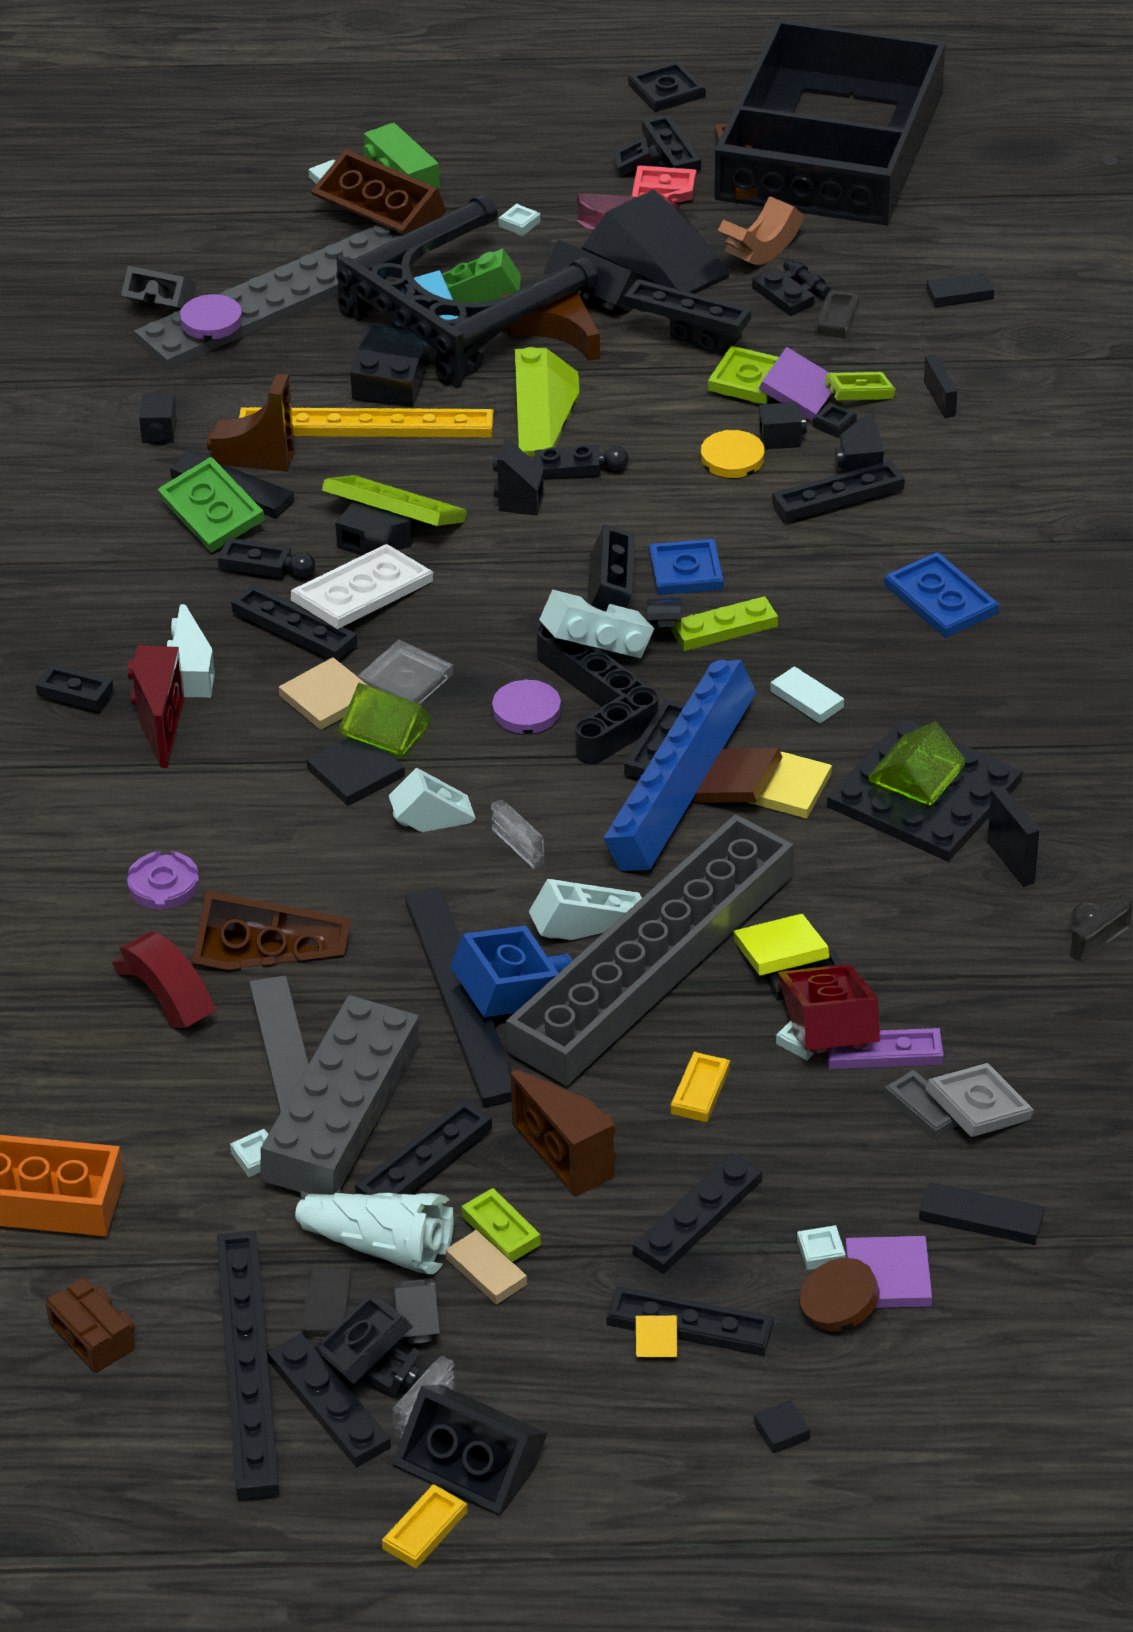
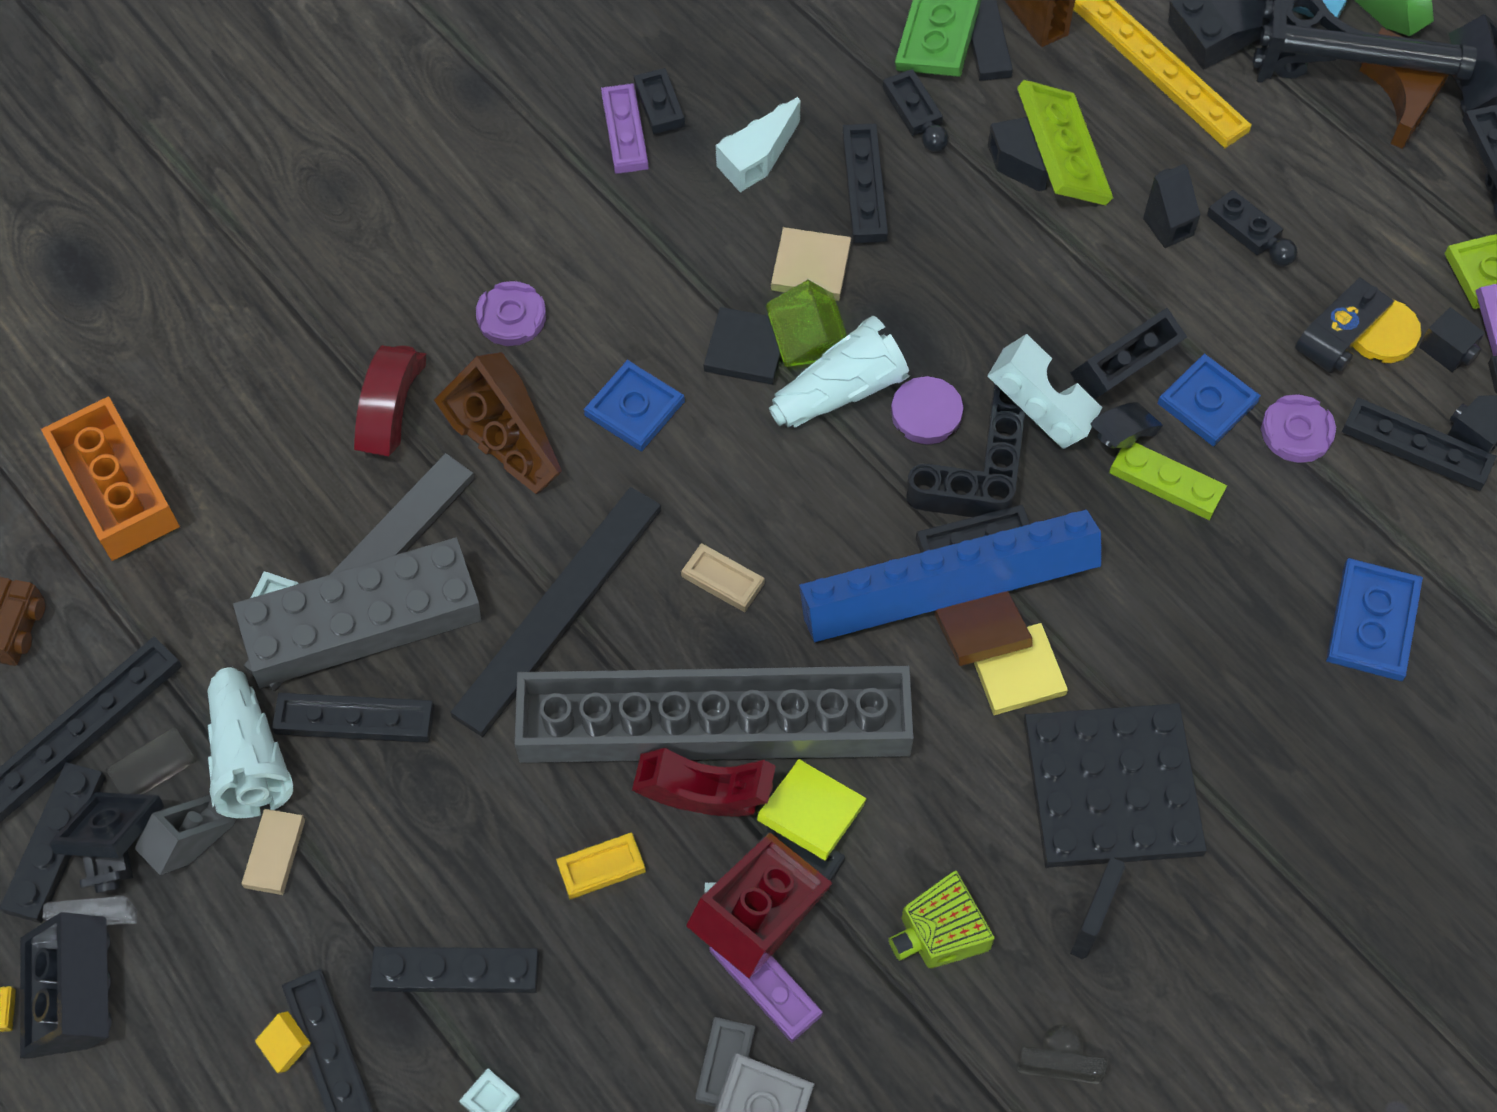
camera: 50 degrees right, 20 degrees up
(71, 723) = (624, 128): none -> medium lavender tile
(158, 696) = (677, 165): dark red slope -> none
(332, 857) = (634, 405): none -> blue tile
(361, 586) = (948, 195): white tile -> none
(407, 672) = (886, 294): clear tile -> none
(429, 803) = (744, 429): light aqua slope -> none
(453, 715) = (843, 374): none -> light aqua cone
(501, 1224) = (320, 830): lime plate -> none
(504, 968) = (591, 628): blue brick -> none
(518, 833) = (766, 515): clear tile -> none
(521, 893) = (723, 577): none -> tan tile
(544, 397) = (1306, 143): lime wedge -> none
(564, 1132) = (433, 818): reddish brown slope -> none
(578, 909) = (721, 630): light aqua slope -> none
(710, 467) = (1342, 324): none -> black door
(710, 986) = (703, 787): none -> dark red arch
(759, 540) = (1298, 428): none -> medium lavender tile
(807, 695) = (1141, 606): light aqua tile -> none
(920, 764) = (1119, 765): clear neon green slope -> none
(942, 926) = (943, 925): none -> lime torso

